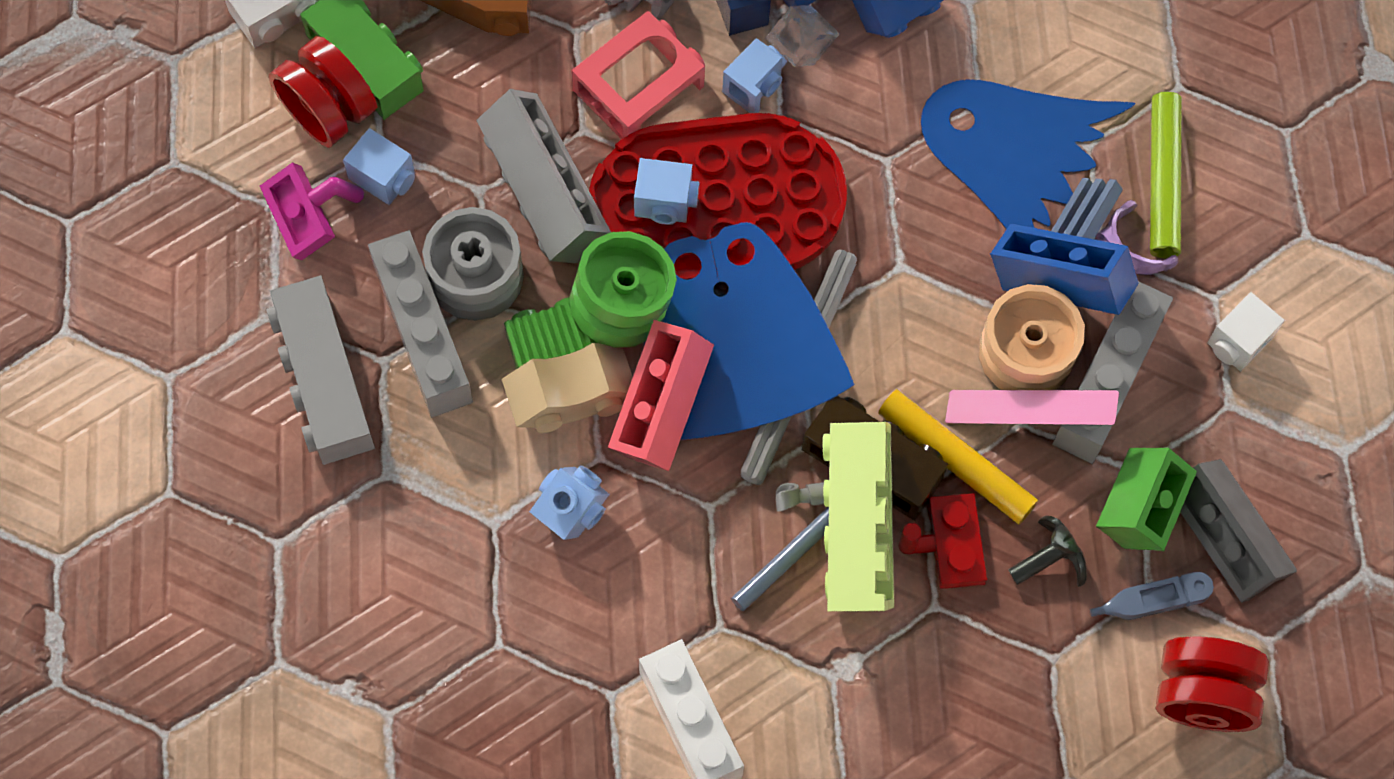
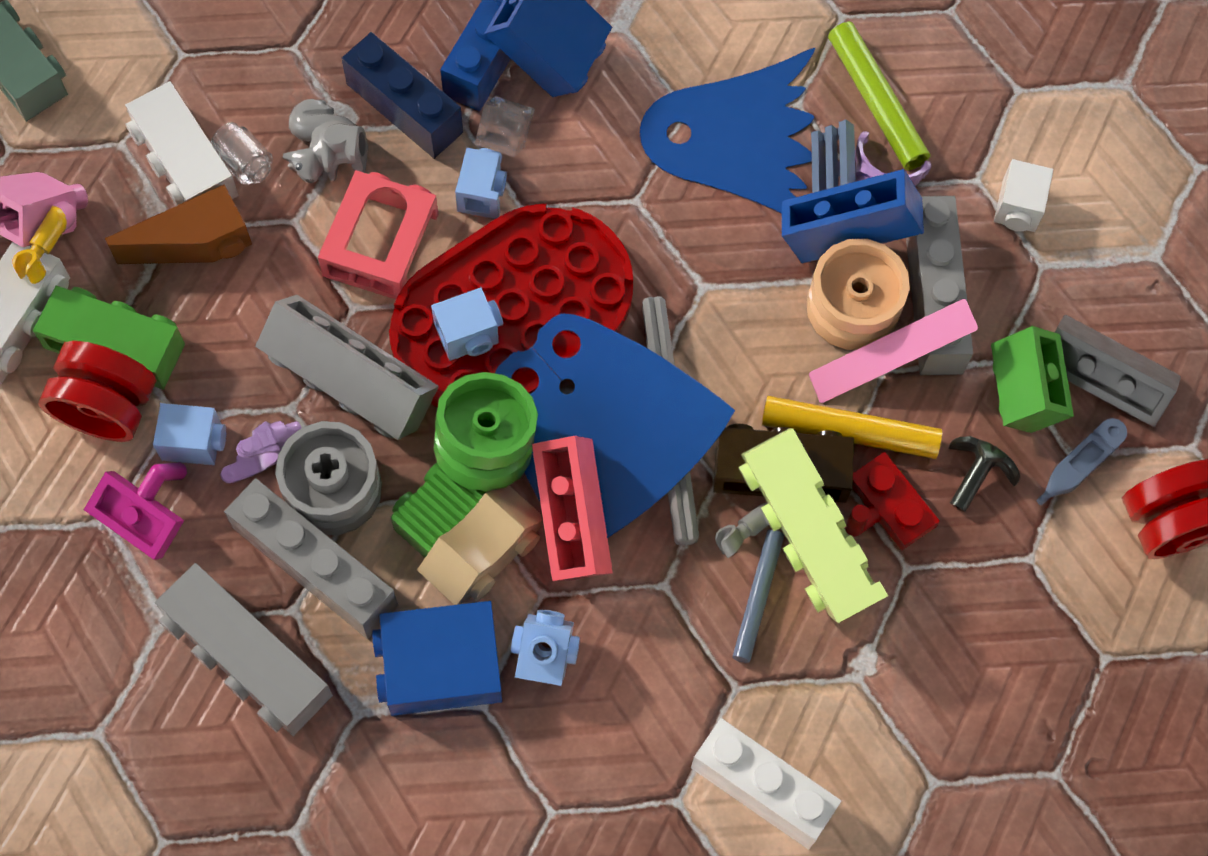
camera: 30 degrees left, 0 degrees up
(426, 208) = (259, 450): none -> lavender helmet
(477, 463) = (437, 658): none -> blue brick

